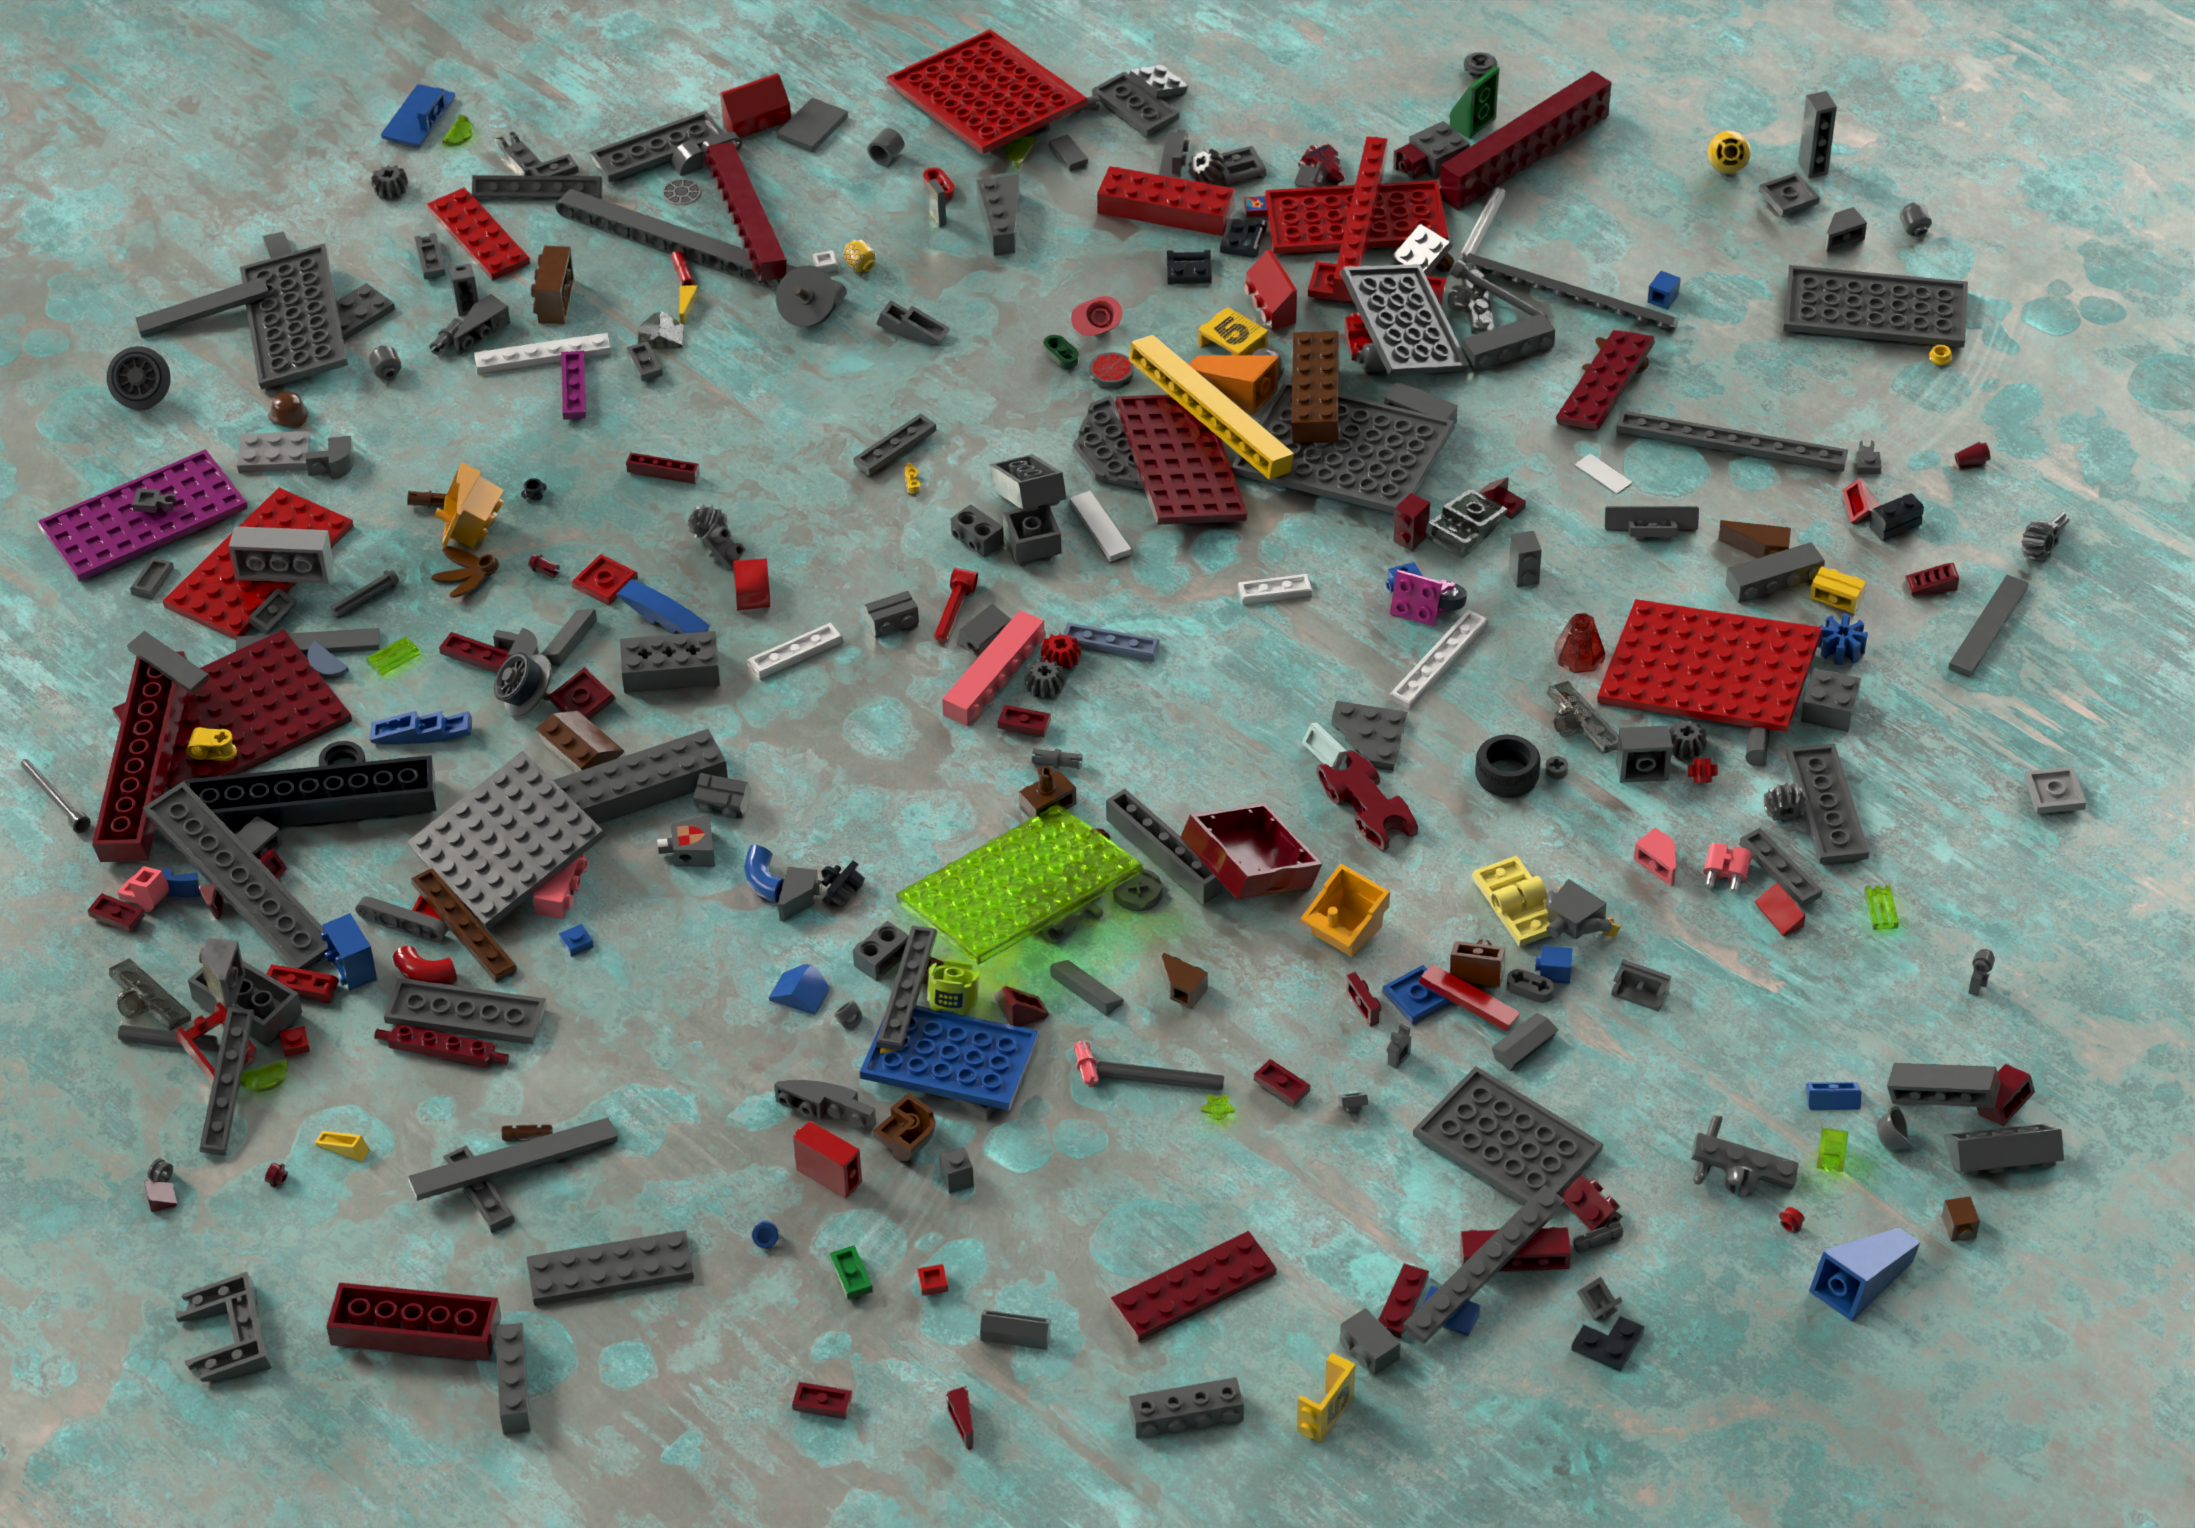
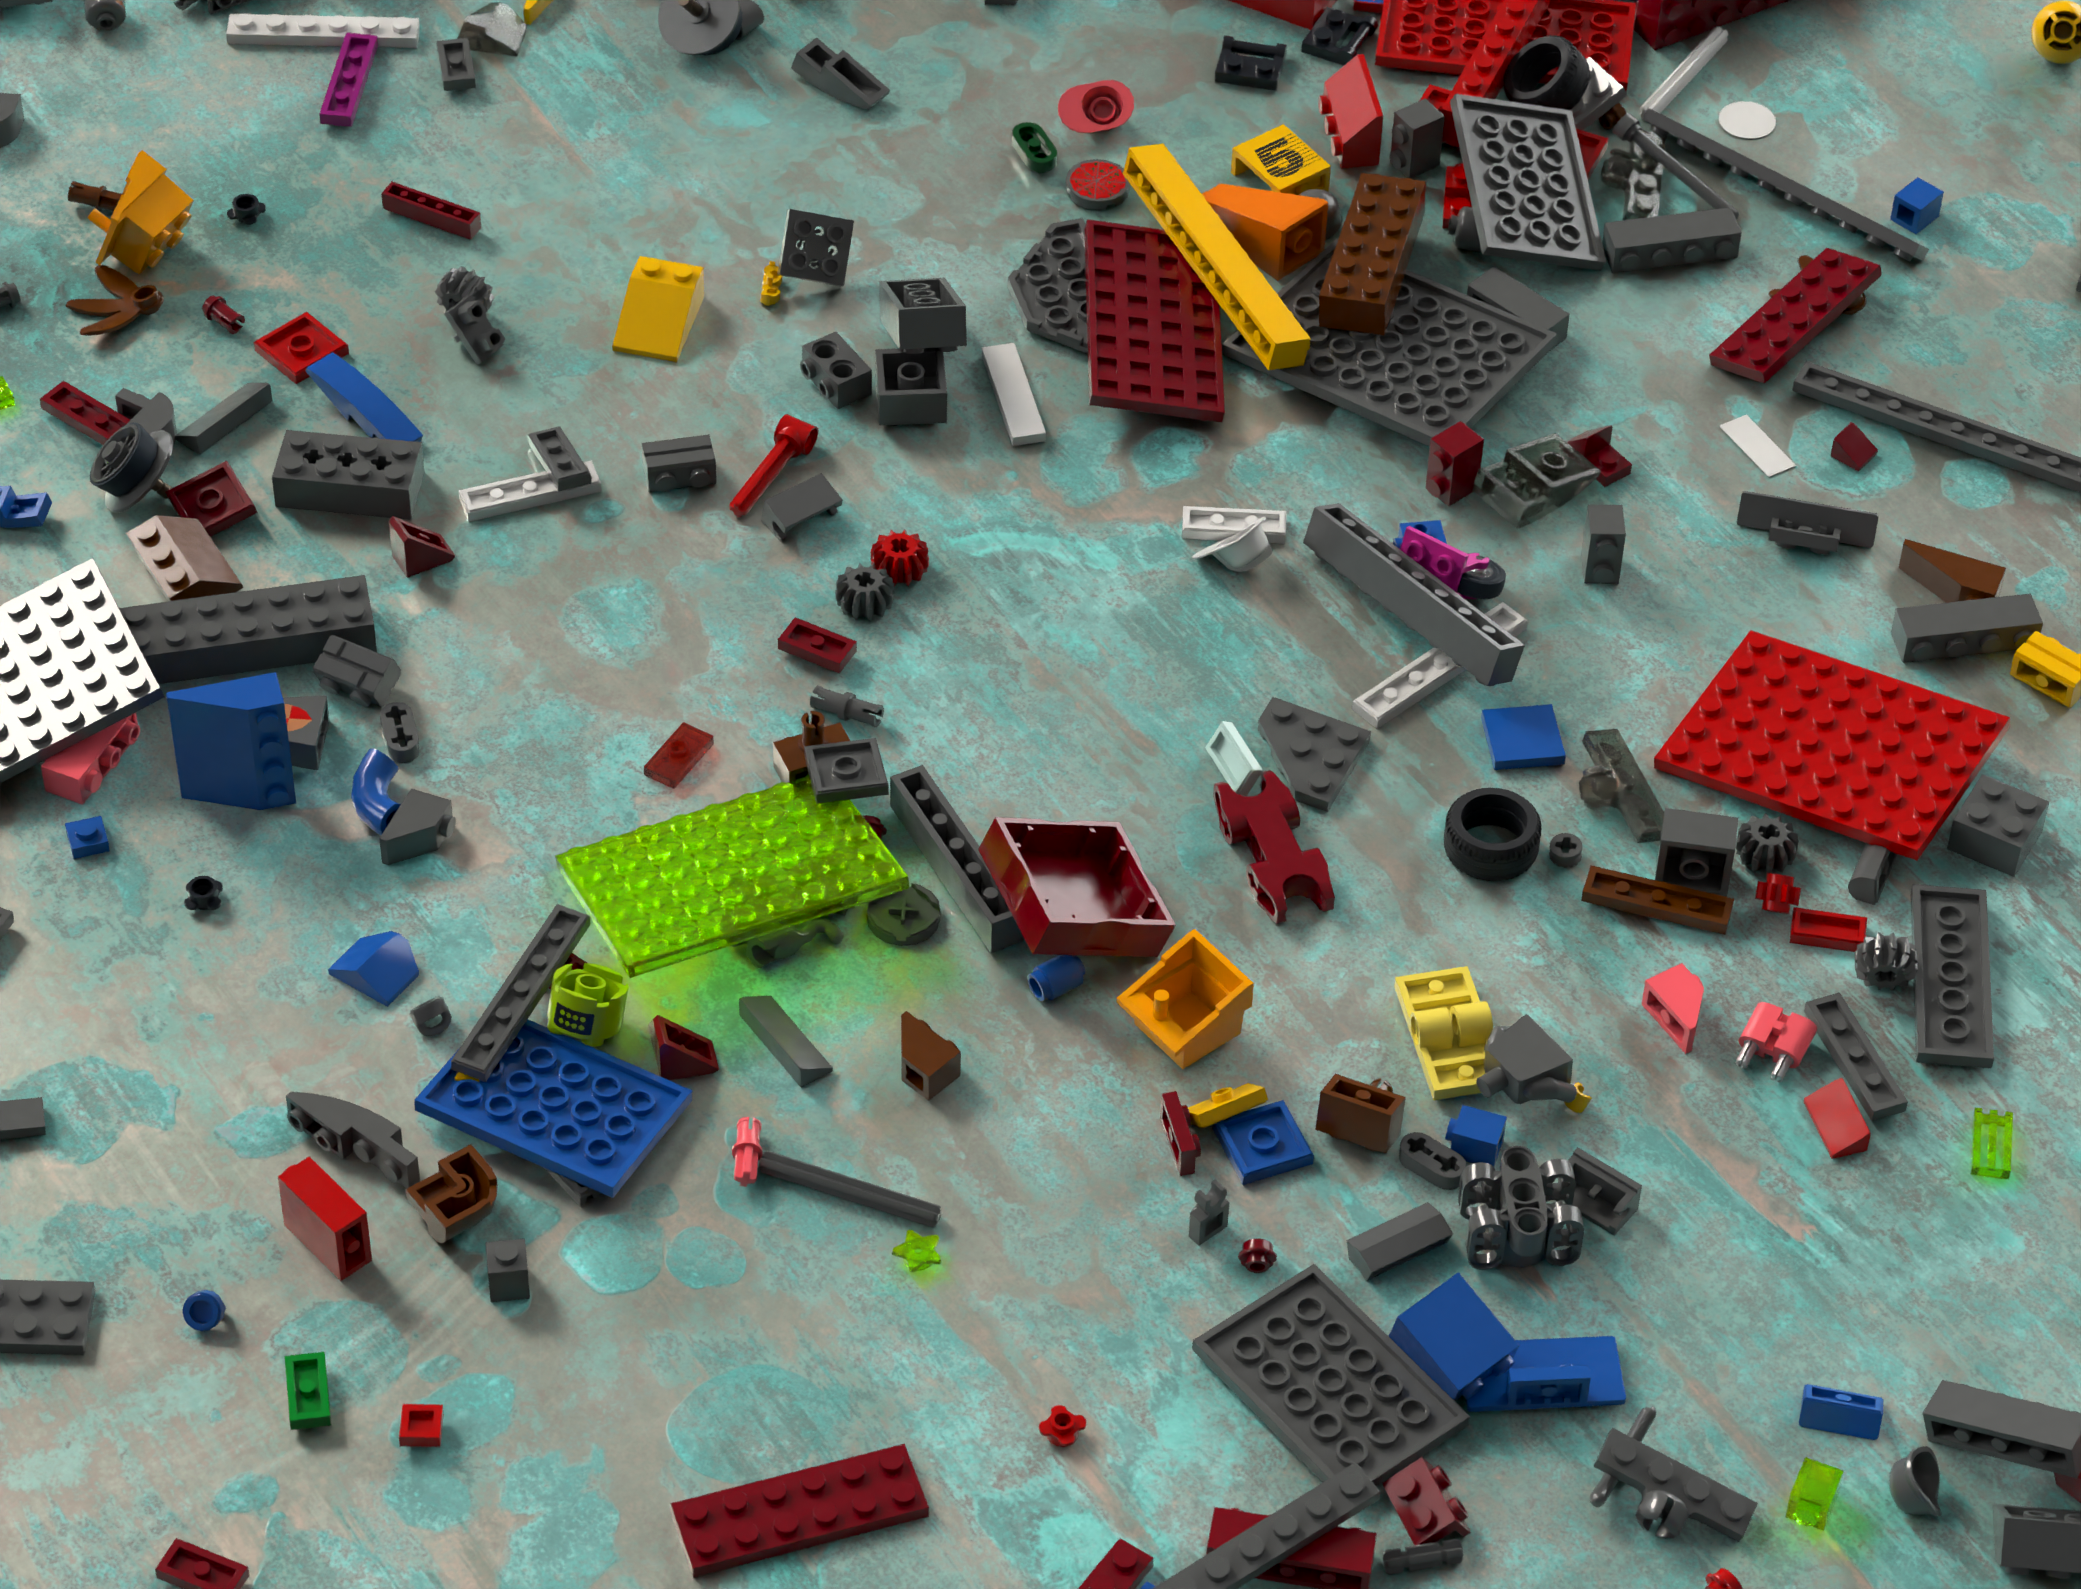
camera: 10 degrees right, 0 degrees up
(664, 858) = (233, 743): none -> blue slope
(668, 963) = (203, 893): none -> black plate
(732, 704) = (417, 548): none -> dark red slope
(751, 584) = (498, 388): red piece -> none
(766, 829) = (406, 731): none -> dark grey beam
(809, 625) = (559, 458): none -> dark grey tile
(836, 891) = (474, 825): black hips -> none
(842, 509) = (659, 308): none -> yellow slope
(880, 950) = (503, 932): dark grey brick -> none
(895, 444) = (750, 236): dark grey plate -> none
(930, 448) = (811, 247): none -> dark grey plate
(954, 812) = (678, 755): none -> clear red plate
(993, 668) = (797, 563): coral brick -> none
(1015, 1329) = (516, 1523): dark grey piece -> none
(1075, 801) = (846, 770): none -> dark grey plate
(1114, 642) = (981, 558): sand blue tile -> none
(1252, 912) = (1056, 977): none -> blue brick
(1281, 1082) = (1022, 1233): dark red plate -> none
(1286, 605) = (1241, 550): none -> white piece
(1320, 301) = (1417, 138): none -> dark grey brick
(1345, 1206) = (1062, 1435): none -> red plate
(1353, 1101) = (1118, 1281): dark grey plate -> none
(1386, 231) = (1536, 61): none -> black tyre
(1389, 973) = (1227, 1103): none -> yellow plate
(1411, 615) = (1413, 594): none -> dark grey brick
(1437, 1067) = (1257, 1255): none -> dark red plate
(1469, 997) = (1335, 1161): red tile -> none
(1507, 697) = (1523, 737): none -> blue tile
(1533, 249) = (1747, 120): none -> white sticker
(1580, 645) = (1649, 680): clear red cone -> none
(1582, 1095) = (1455, 1338): none -> blue slope
(1598, 1007) = (1516, 1211): none -> dark grey piece
(1626, 789) = (1657, 899): none -> reddish brown plate
(1639, 1108) = (1556, 1376): none -> blue bracket
(1667, 464) = (1853, 447): none -> dark red slope
(1739, 788) = (1827, 929): none -> red tile
(1843, 639) = (2040, 741): blue gear -> none

